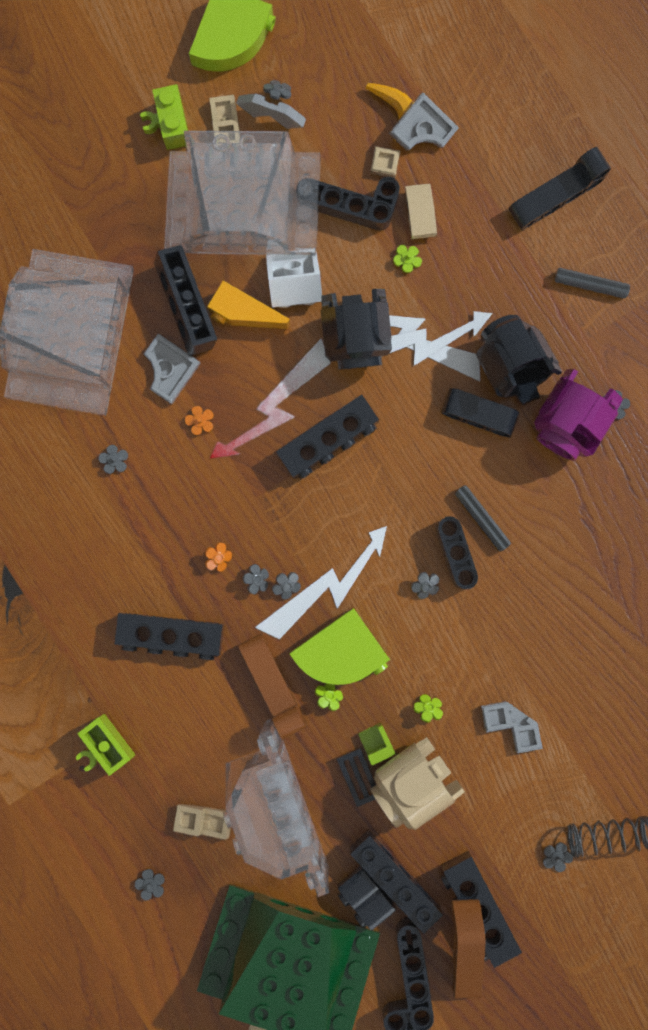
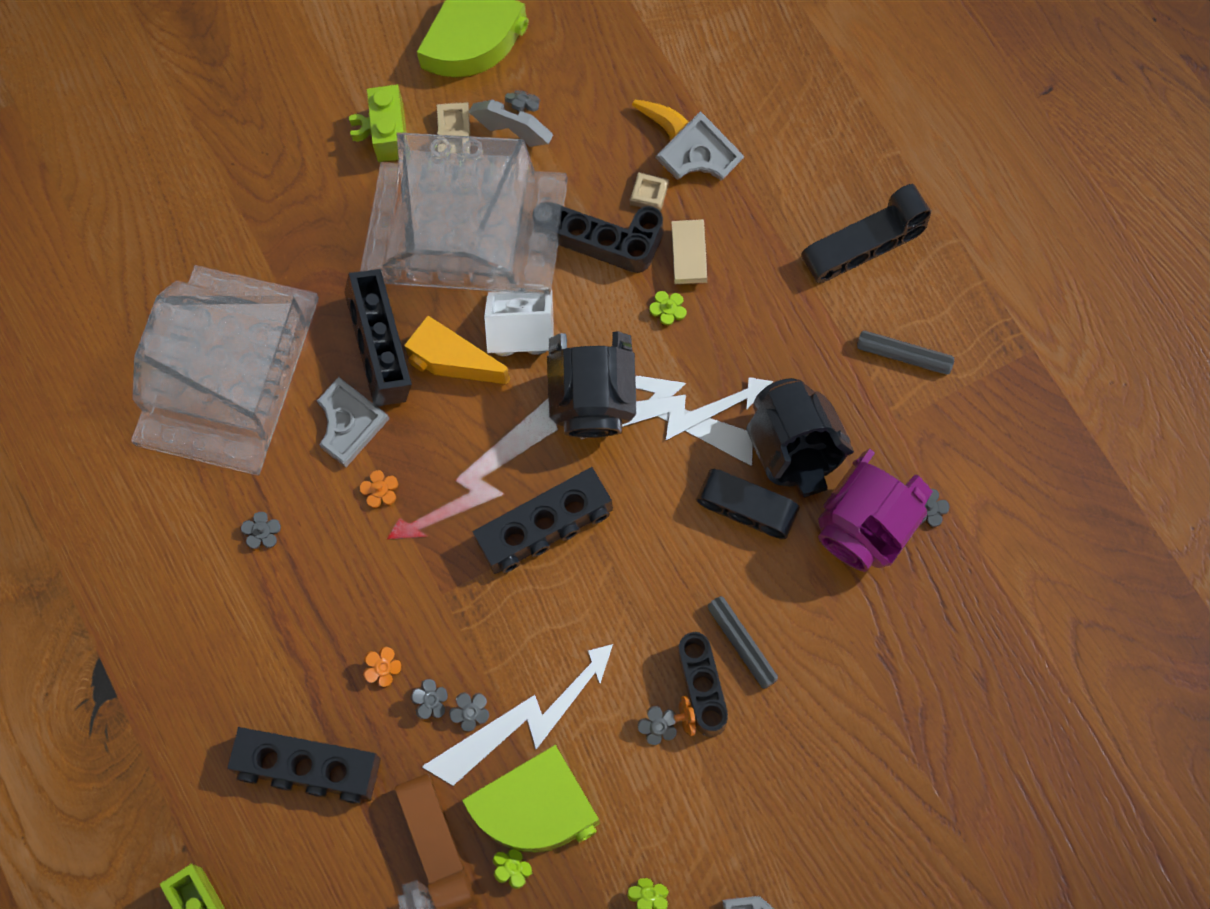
camera: 10 degrees right, 15 degrees down
(447, 577) = (686, 716): none -> orange plant

